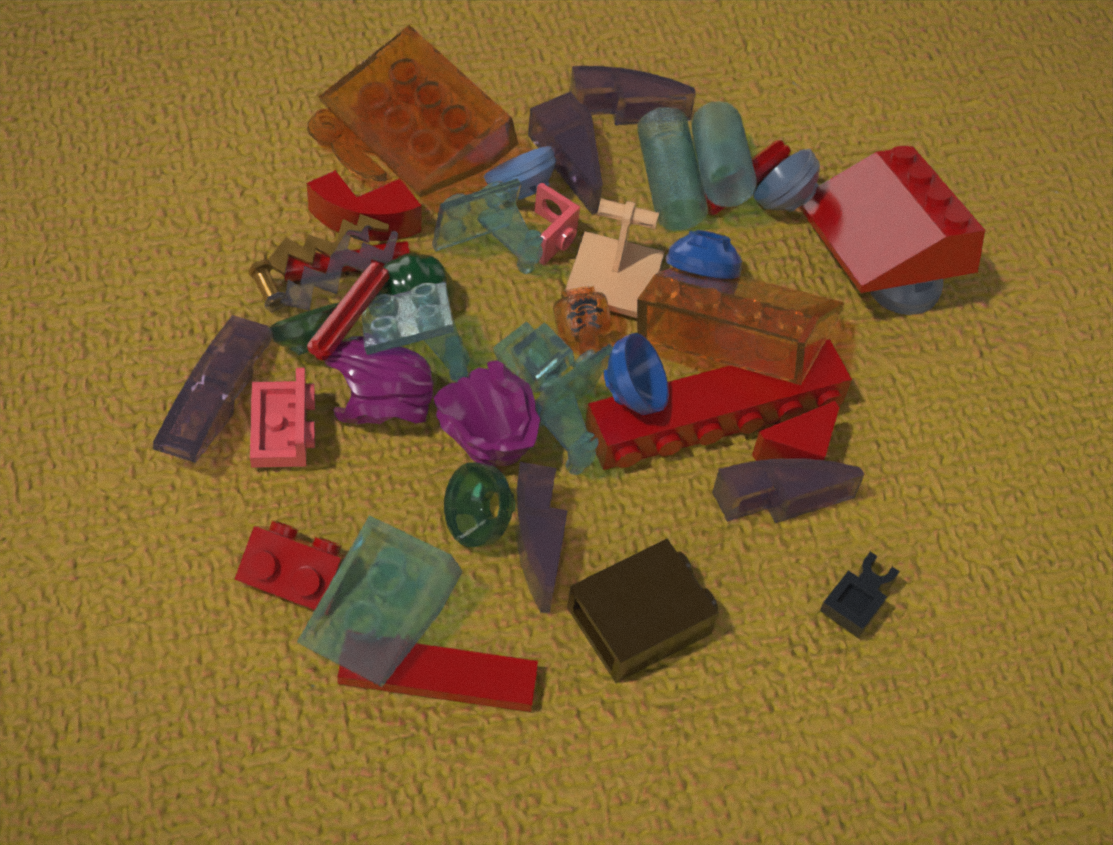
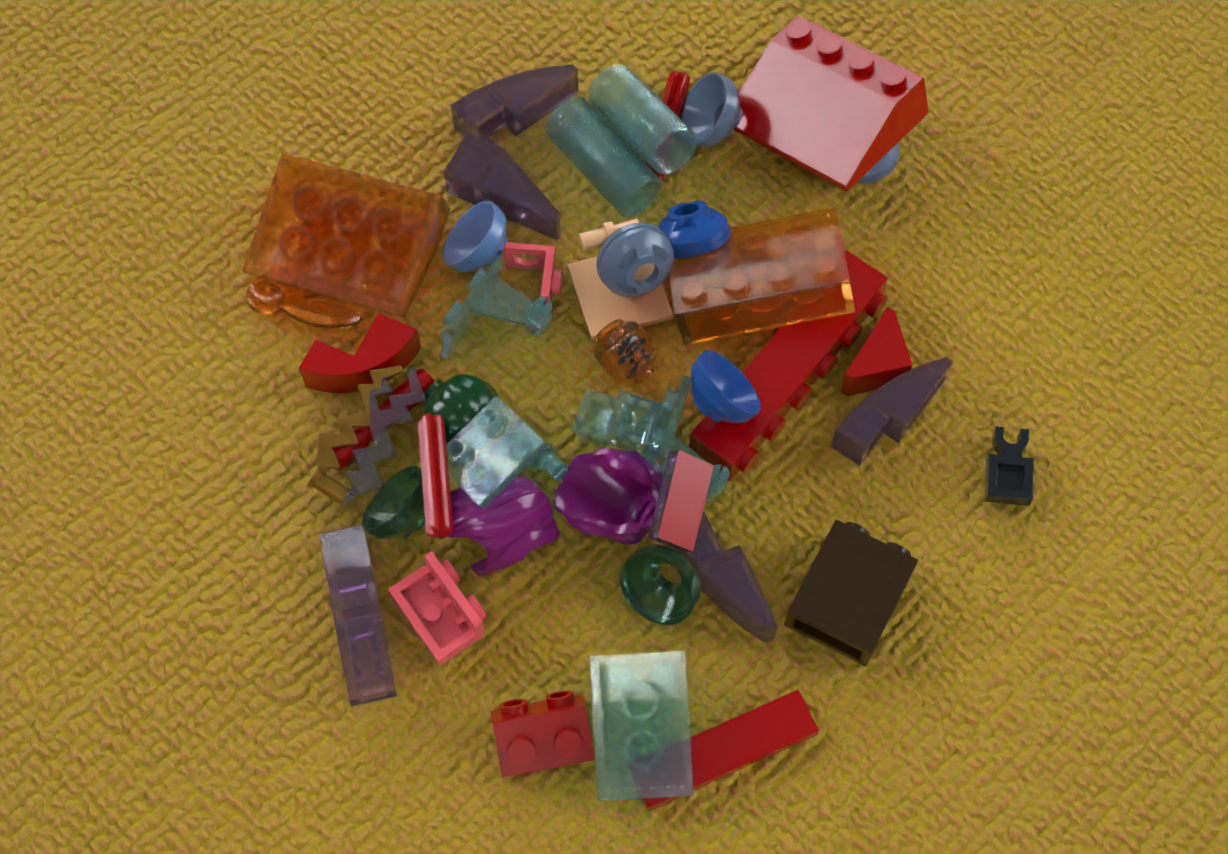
camera: 25 degrees left, 10 degrees up
(537, 441) = (681, 501): none -> tile
(642, 230) = (627, 251): none -> sand blue piece

